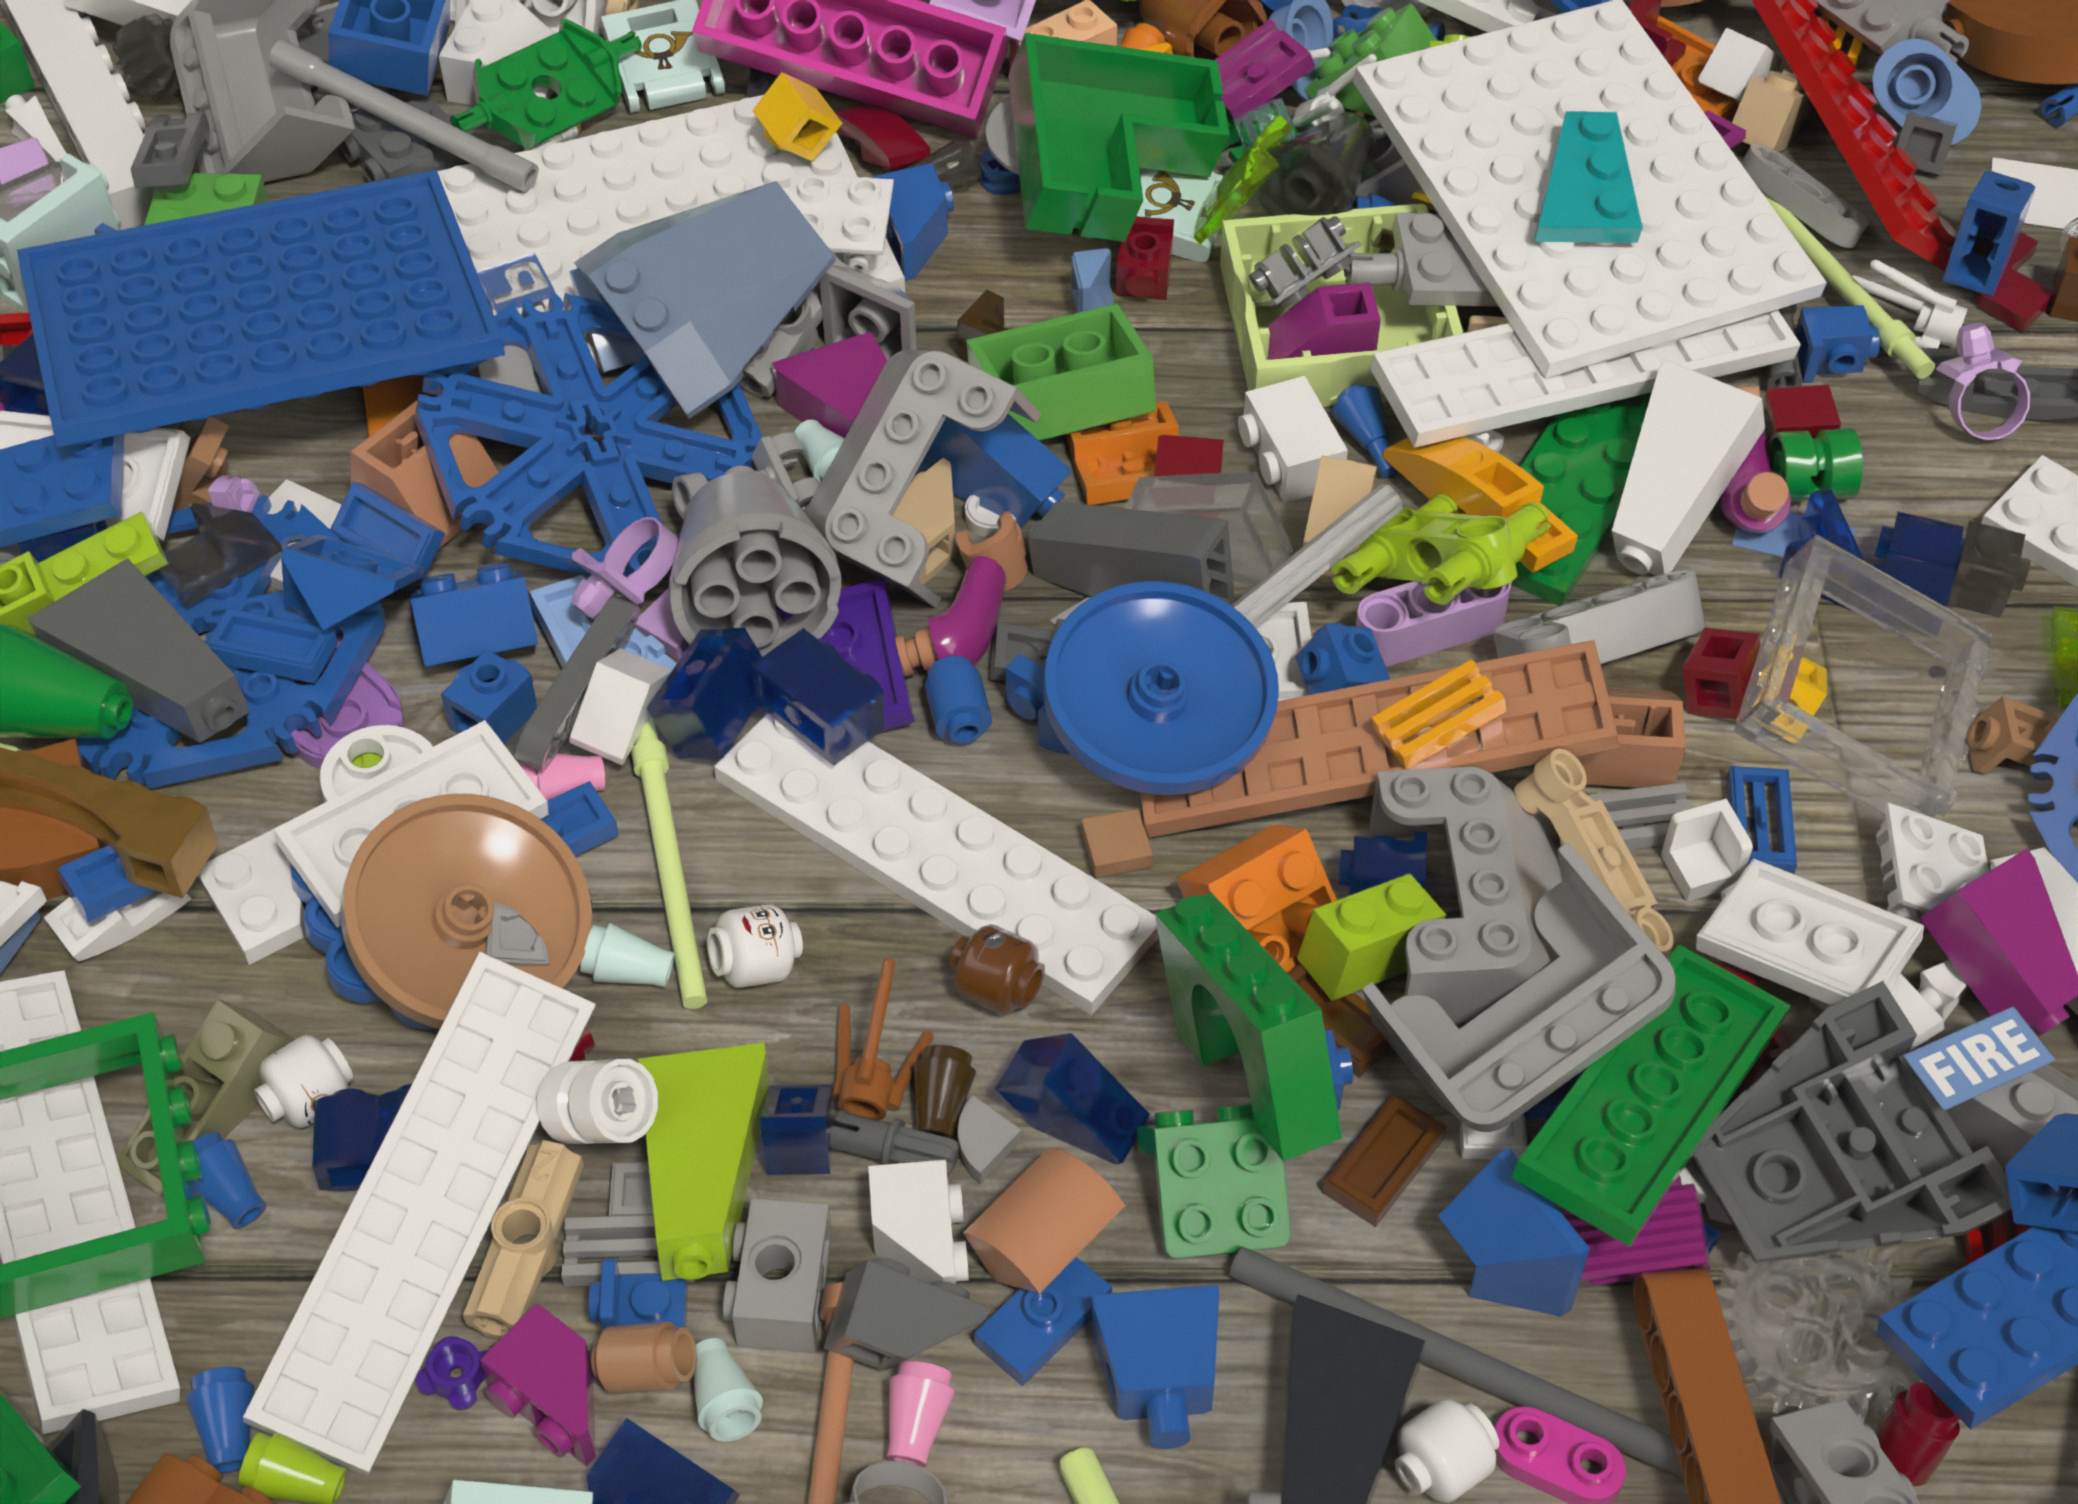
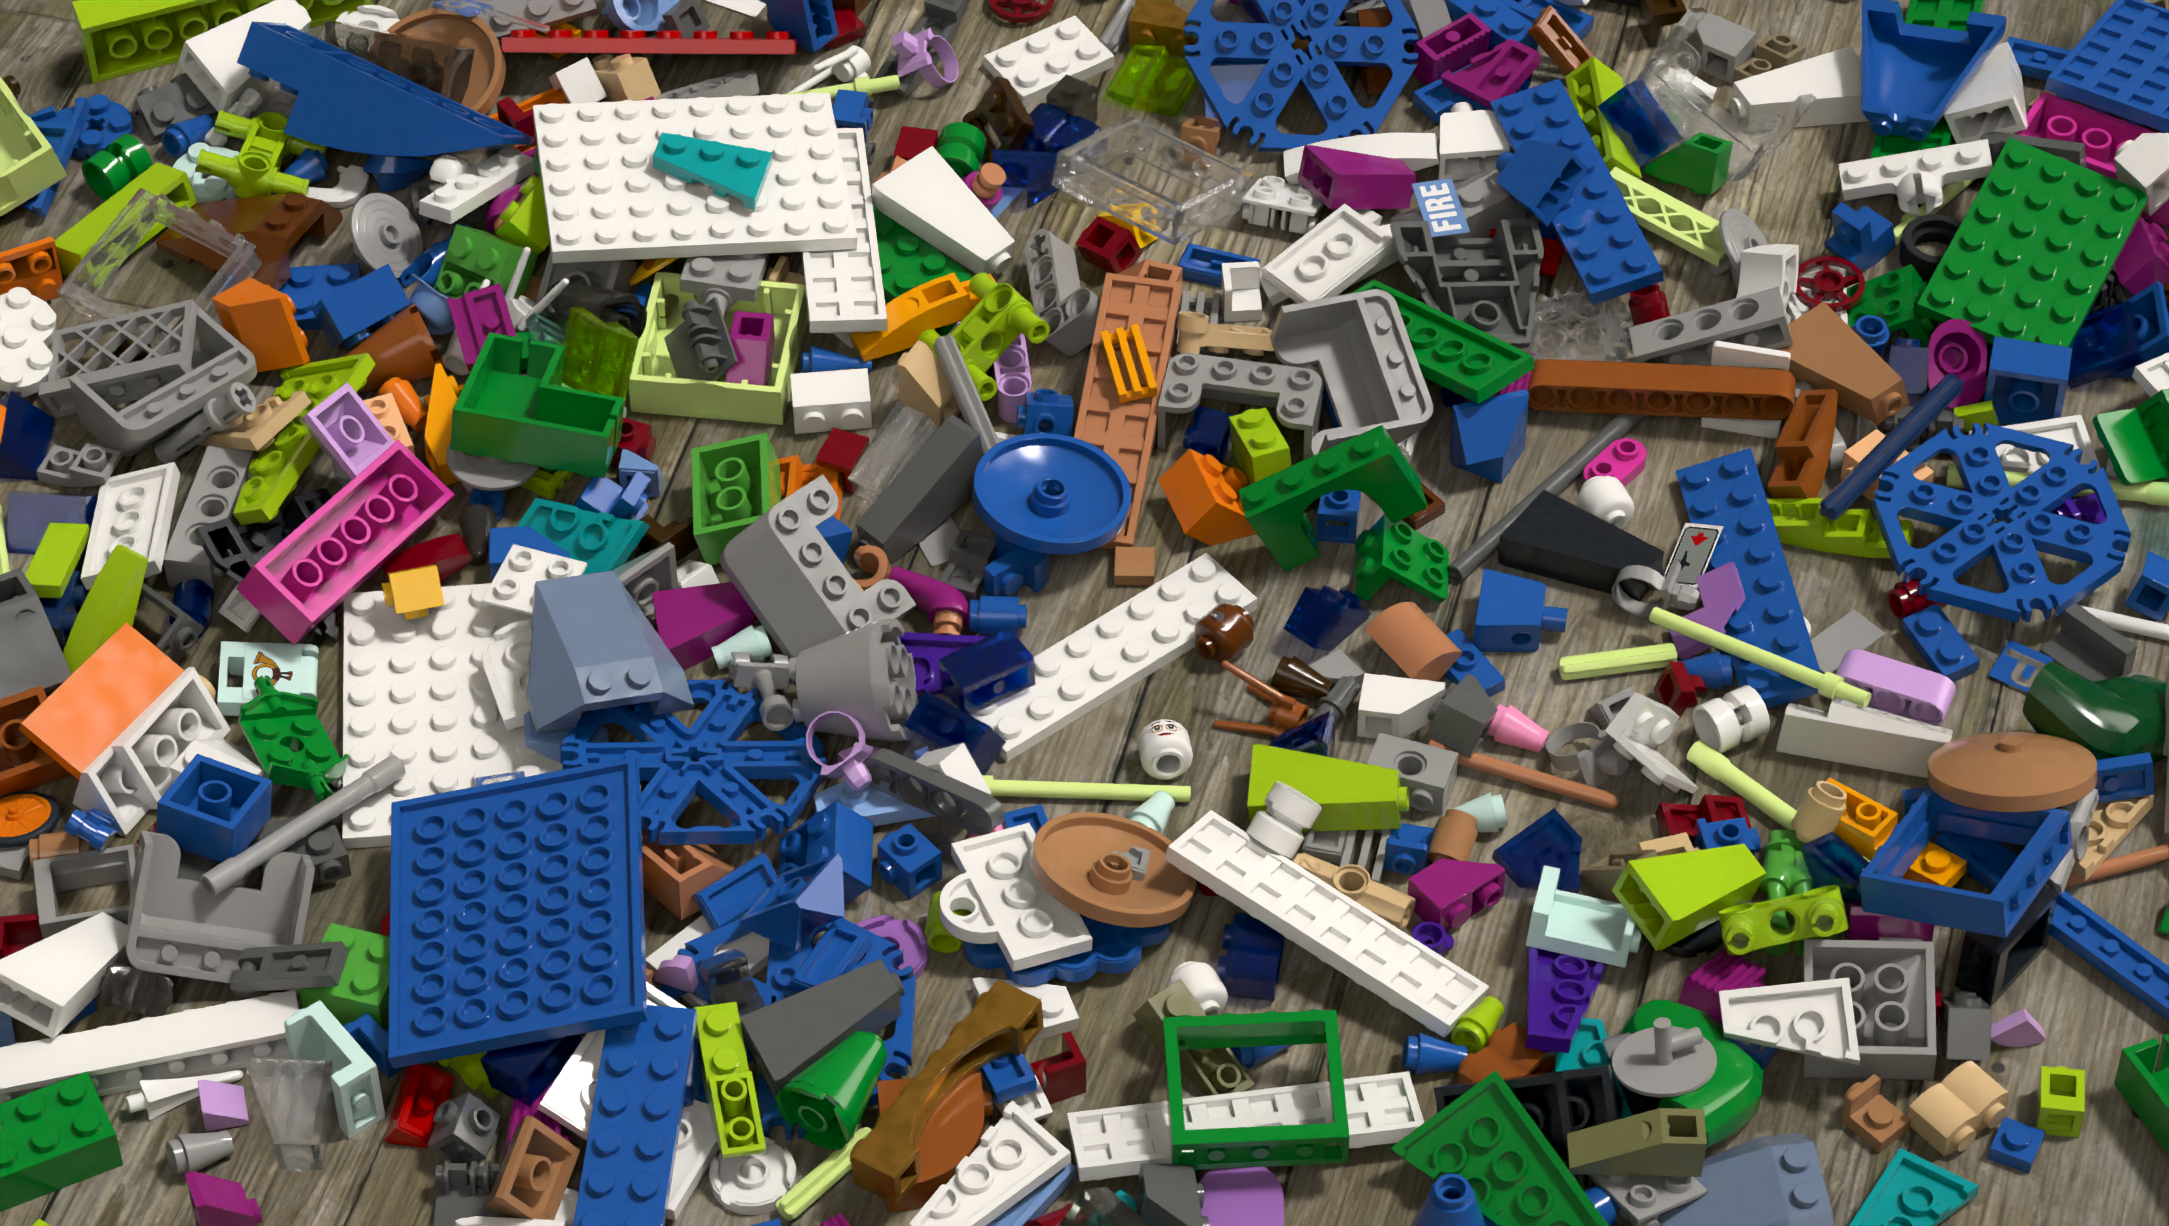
camera: 75 degrees left, 5 degrees down
(143, 952) = (1064, 1073): none -> dark red panel
(959, 255) = (586, 535): none -> teal wing
(1022, 266) = (608, 497): none -> brick
(1906, 487) = (1006, 116): none -> dark brown plate

